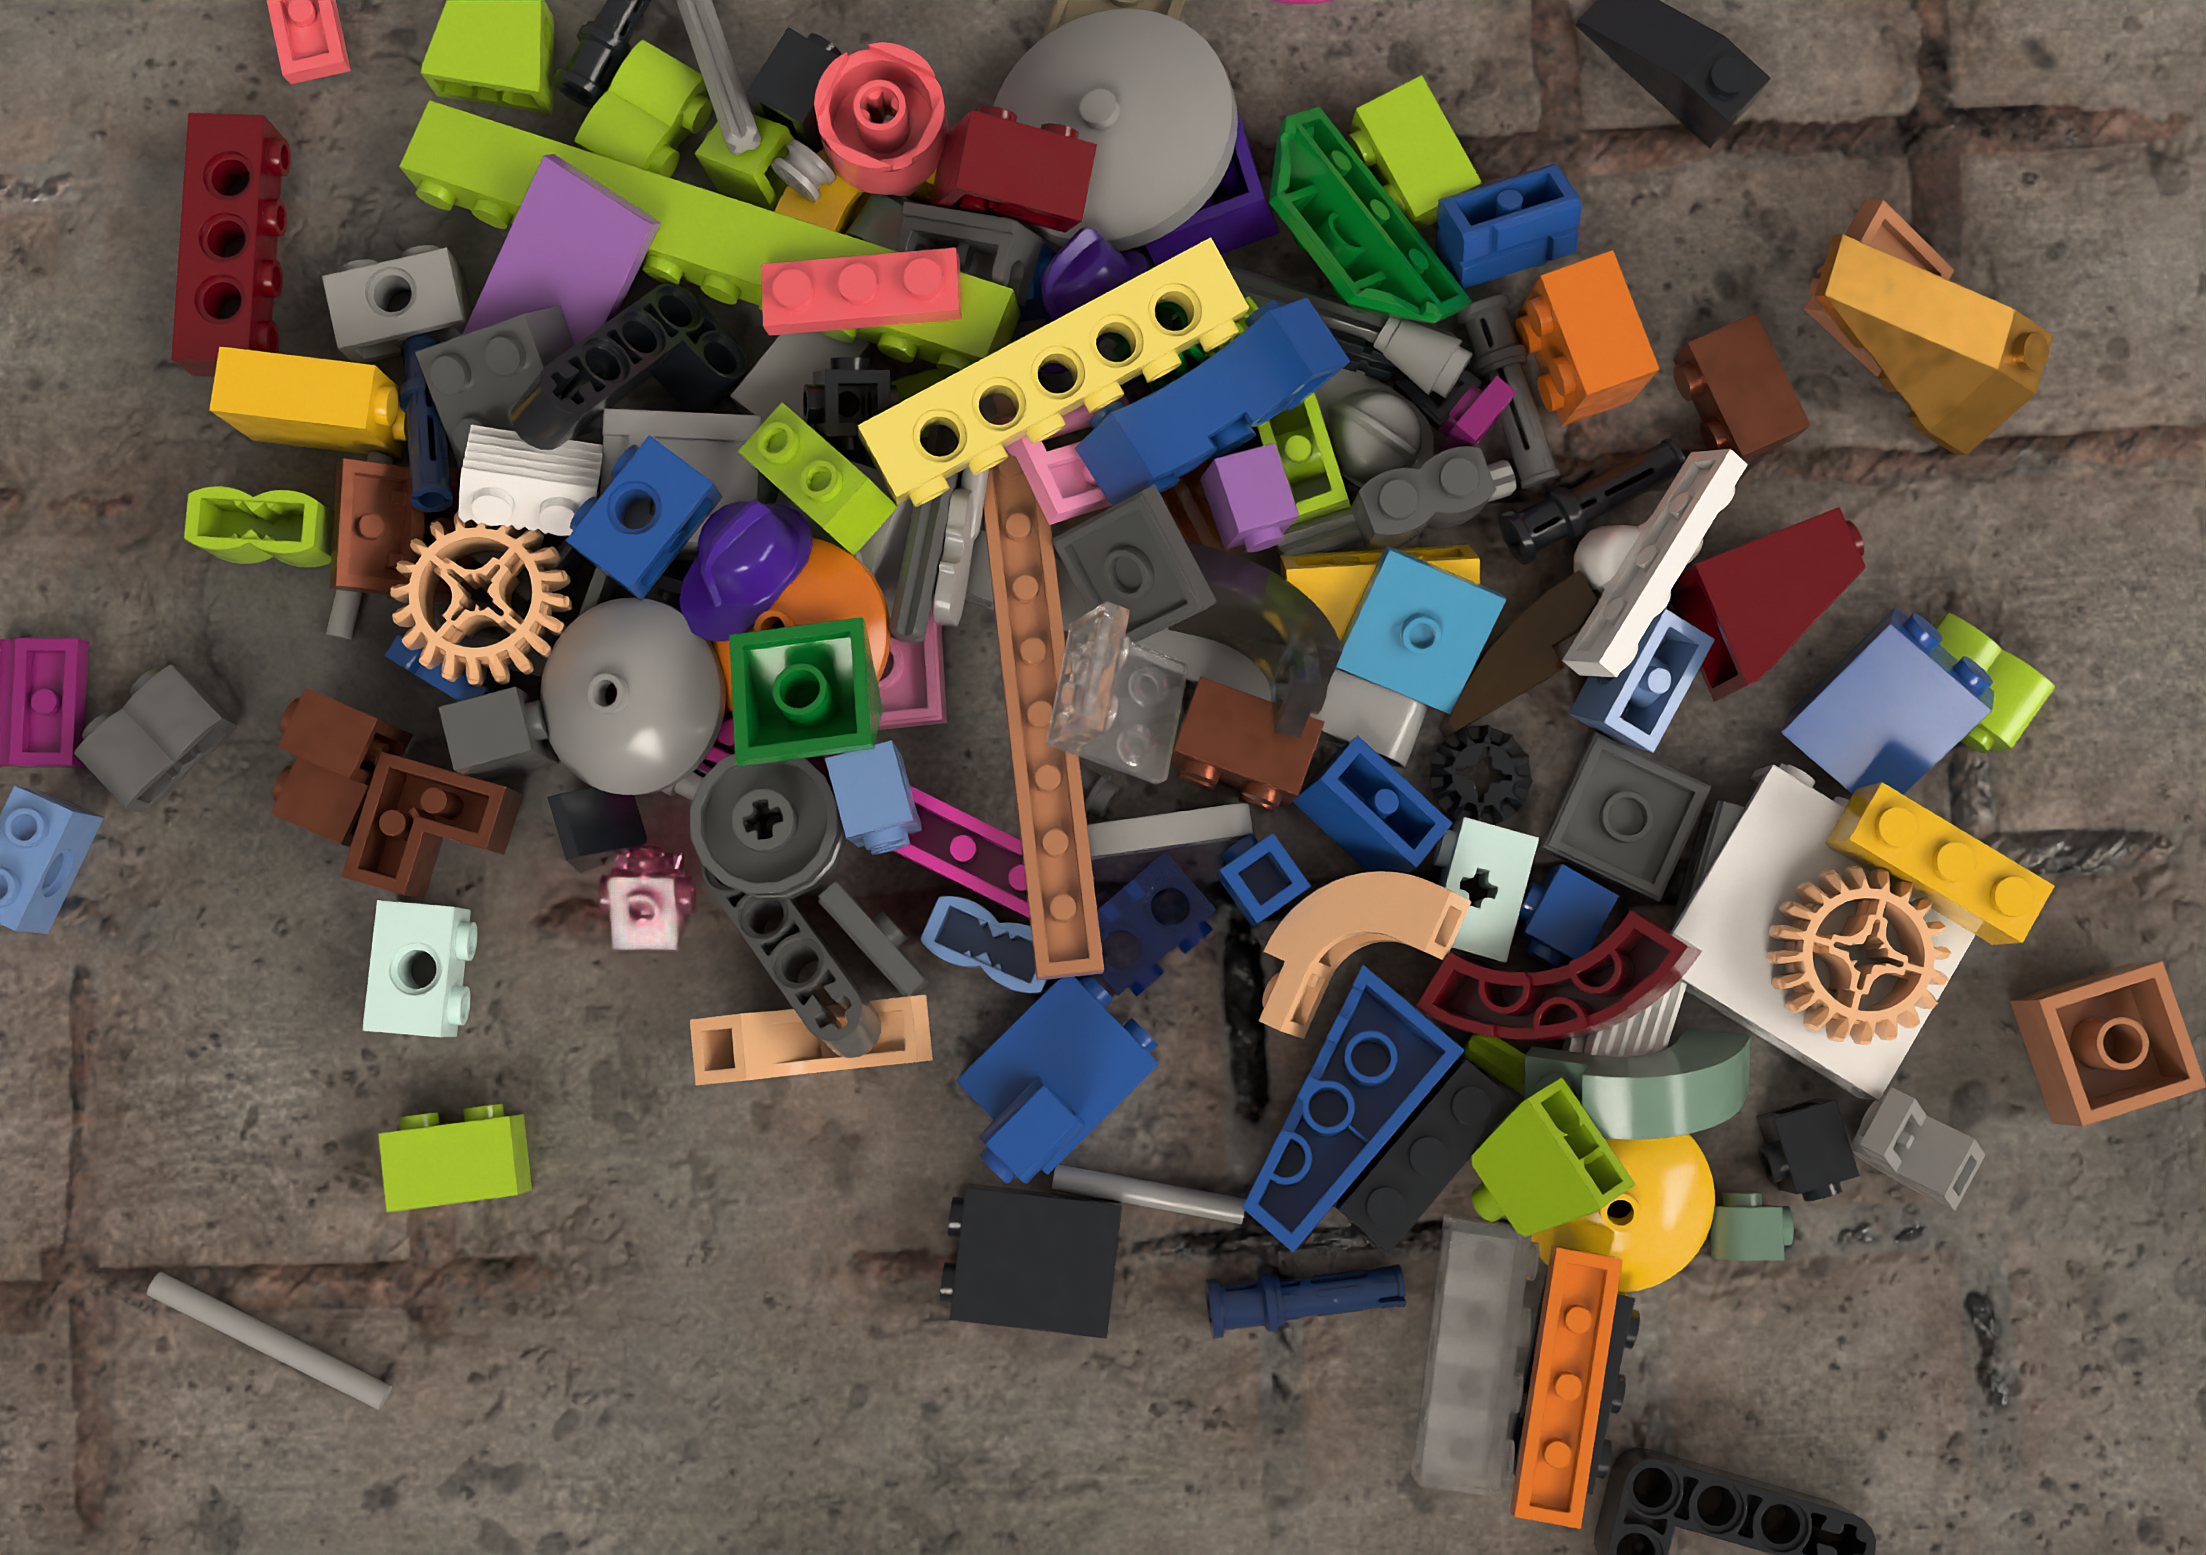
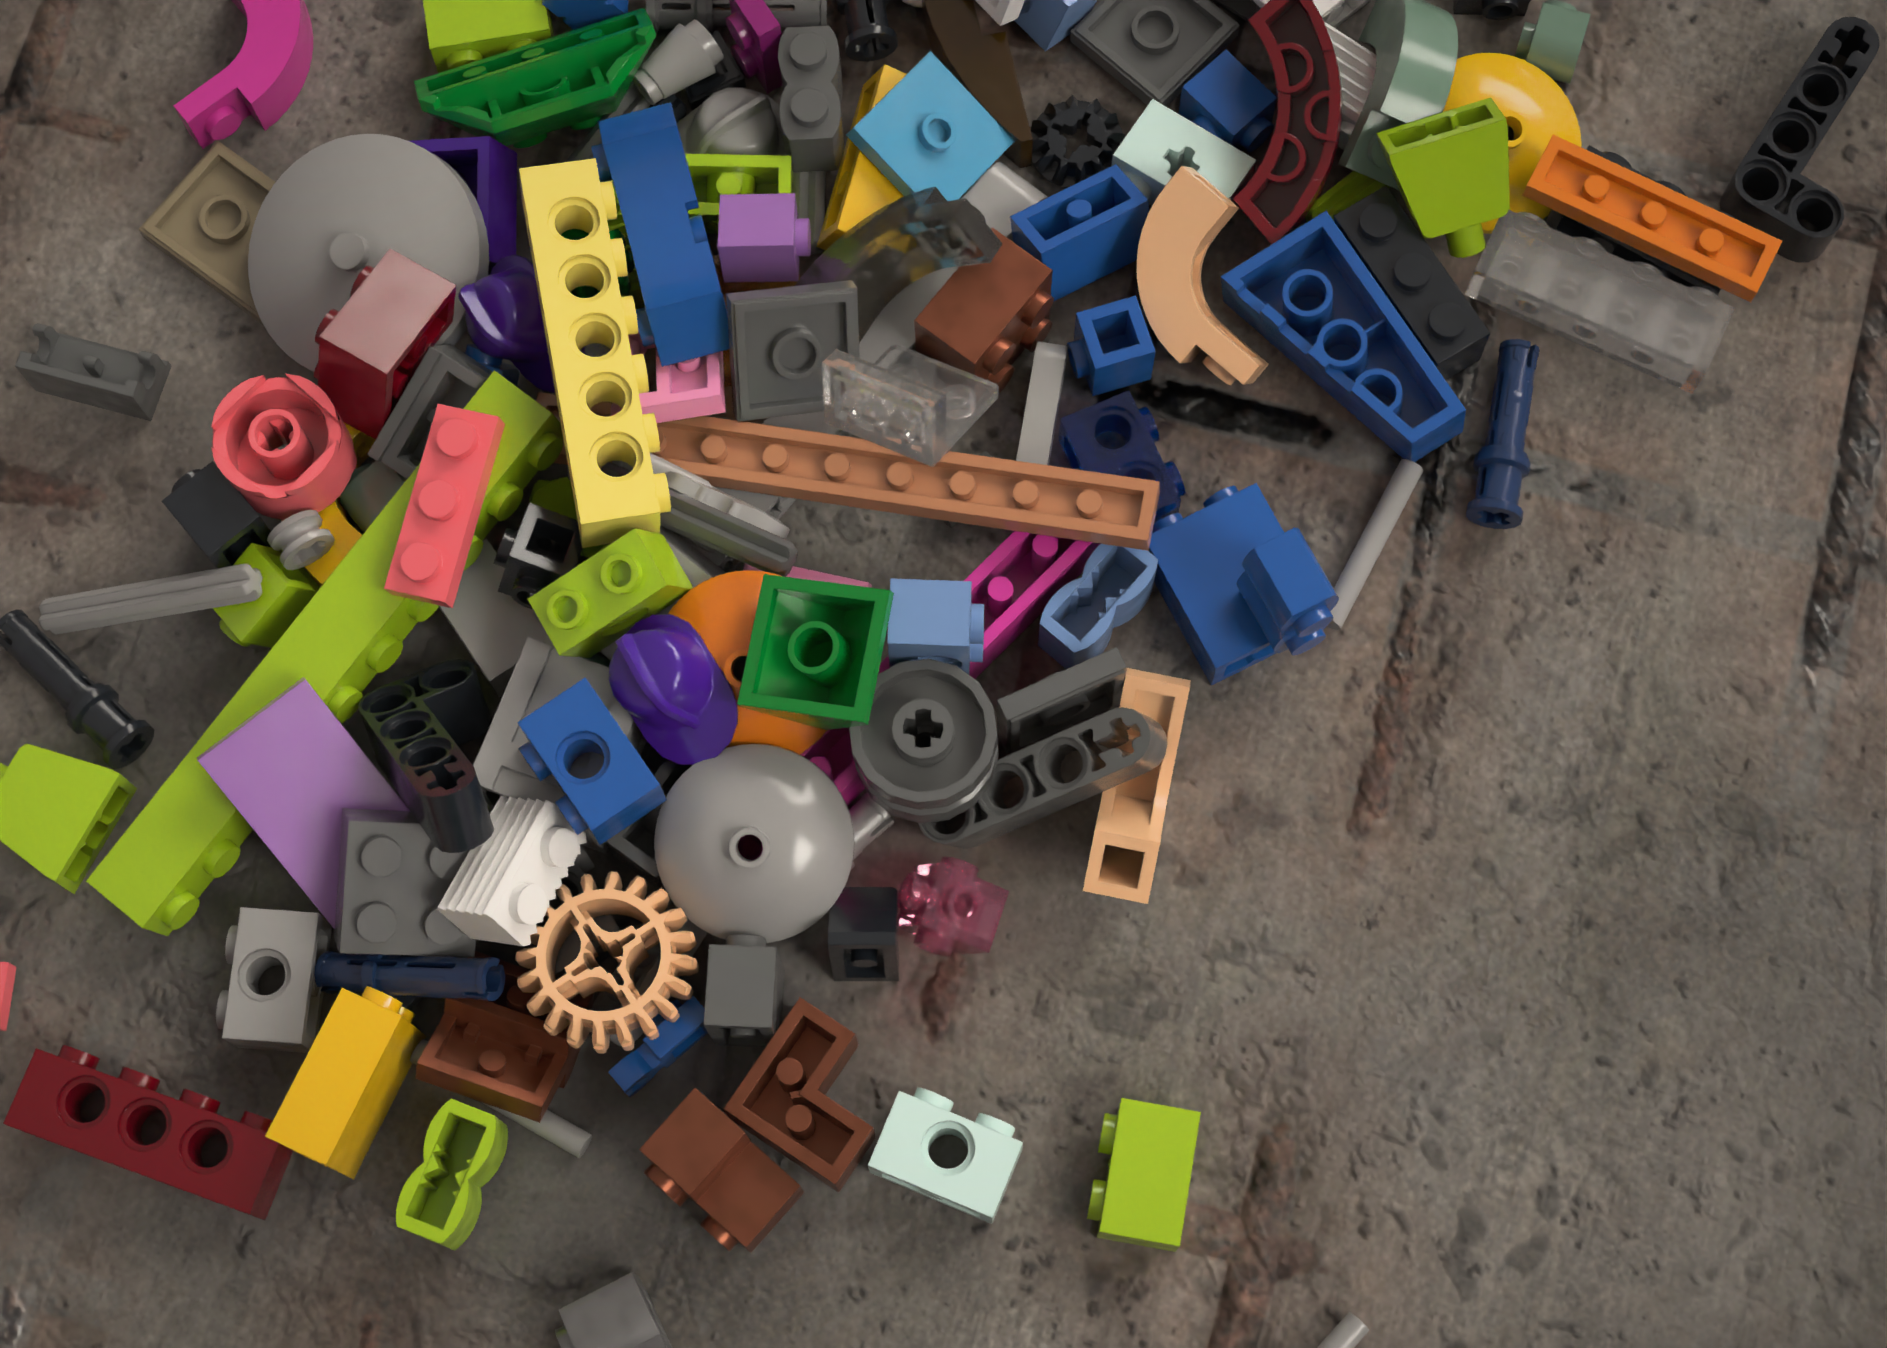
camera: 65 degrees left, 10 degrees down
(647, 111) = (174, 681): lime brick -> none
(1032, 1260) = (1403, 658): black brick -> none

